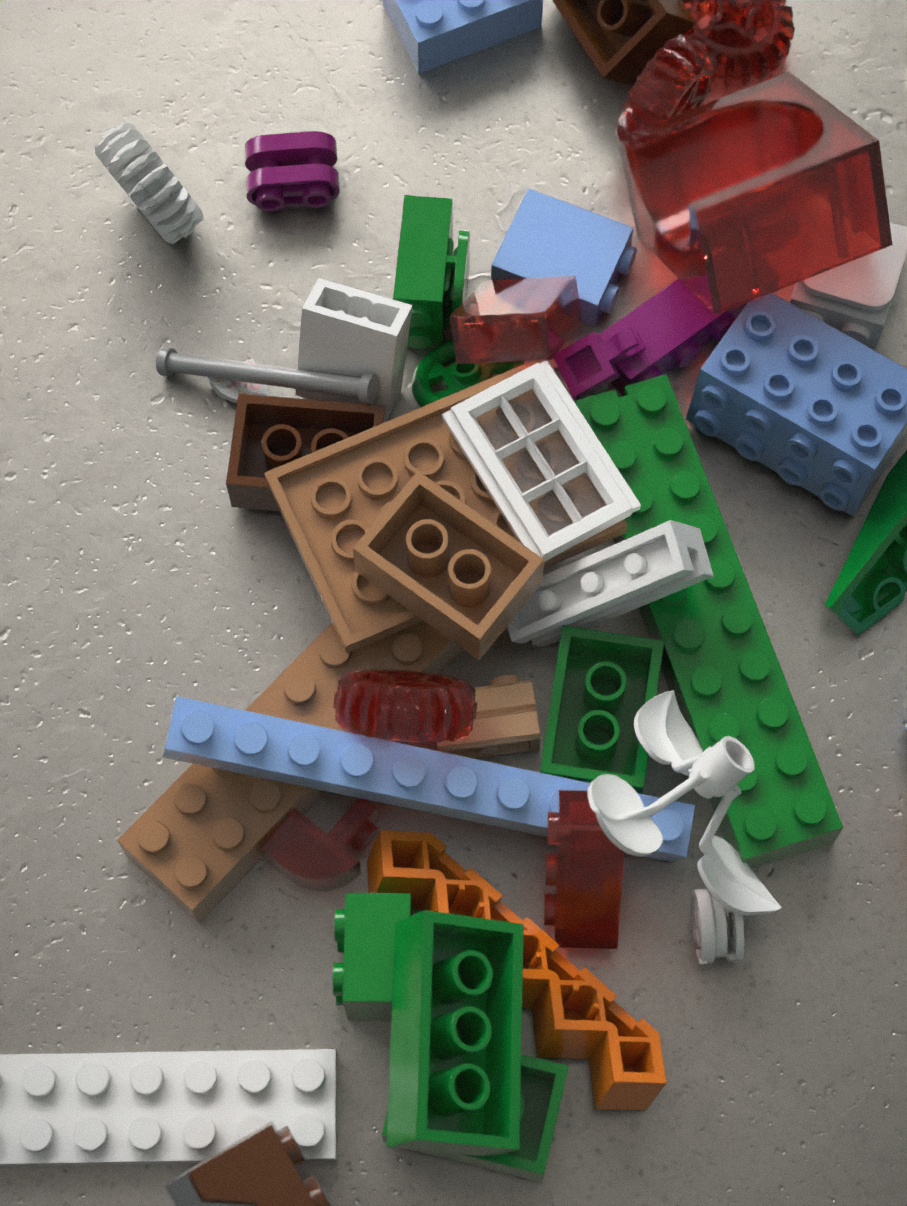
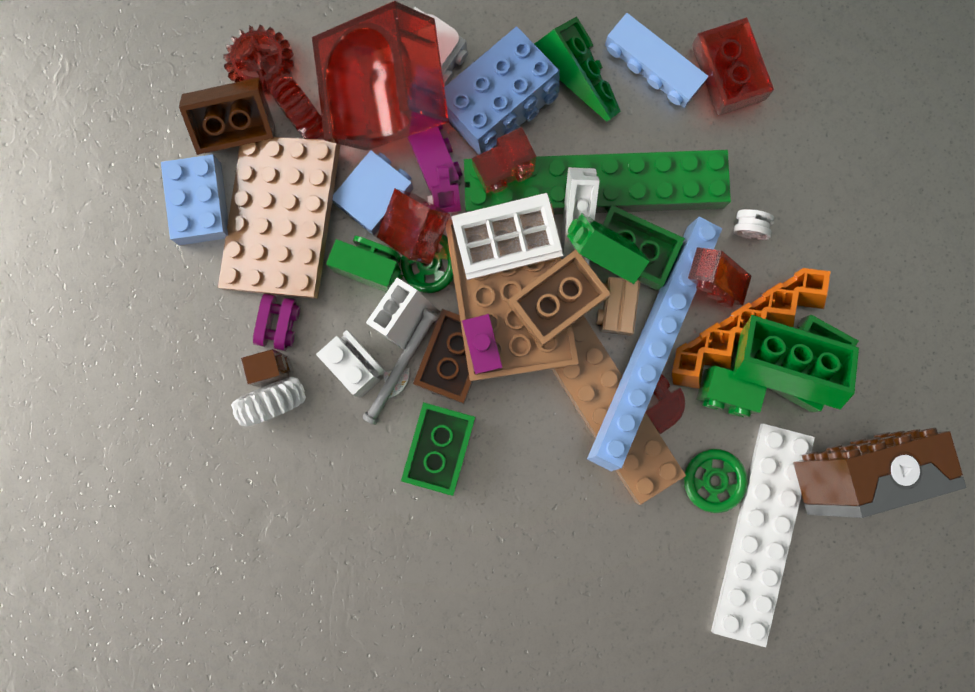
camera: 75 degrees left, 15 degrees up
(136, 475) = (438, 449): none -> green brick
(206, 167) = (266, 367): none -> reddish brown brick
(240, 1008) = (693, 484): none -> green plate
(245, 290) = (351, 364): none -> white brick
(333, 471) = (482, 344): none -> magenta tile
(405, 705) = (620, 342): clear red gear -> none
(473, 126) = (279, 217): none -> plate
(566, 621) = (607, 248): none -> green brick
(675, 426) = (506, 162): none -> clear red brick
(711, 773) = (705, 197): white plant -> none

